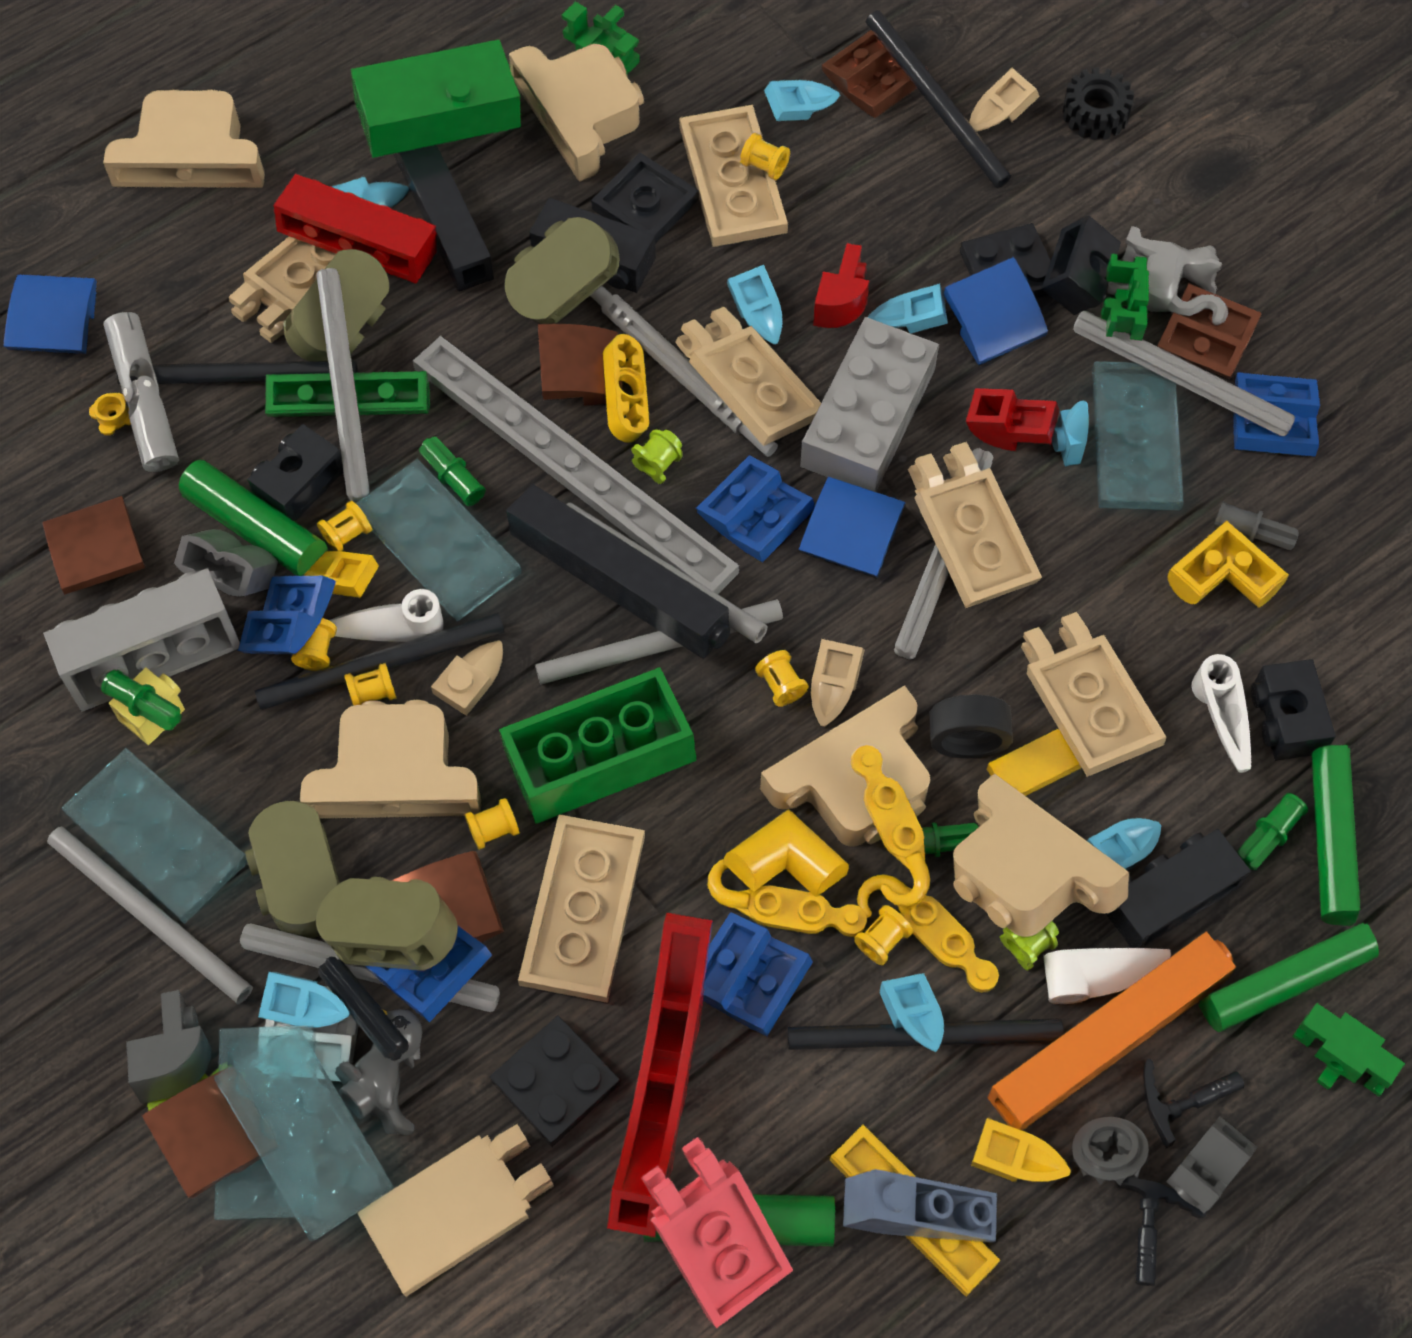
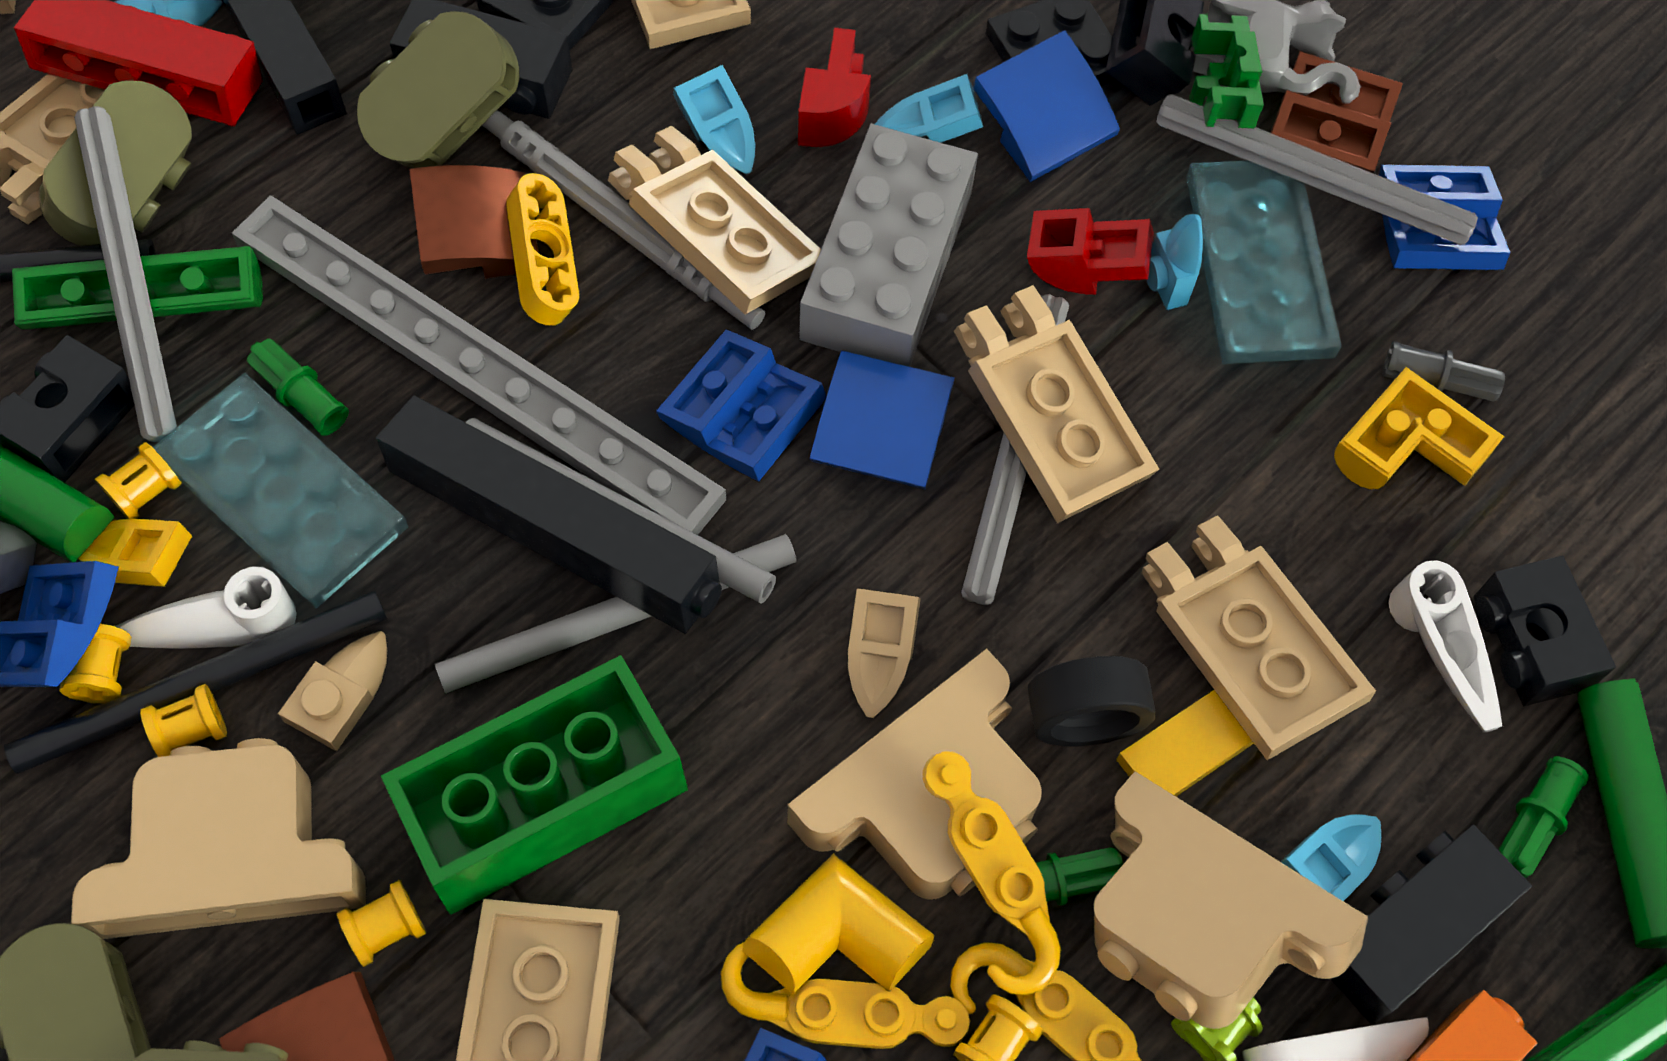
camera: 10 degrees left, 0 degrees up
(657, 454) = (594, 338): lime brick -> none
(781, 678) = (803, 651): yellow bush -> none

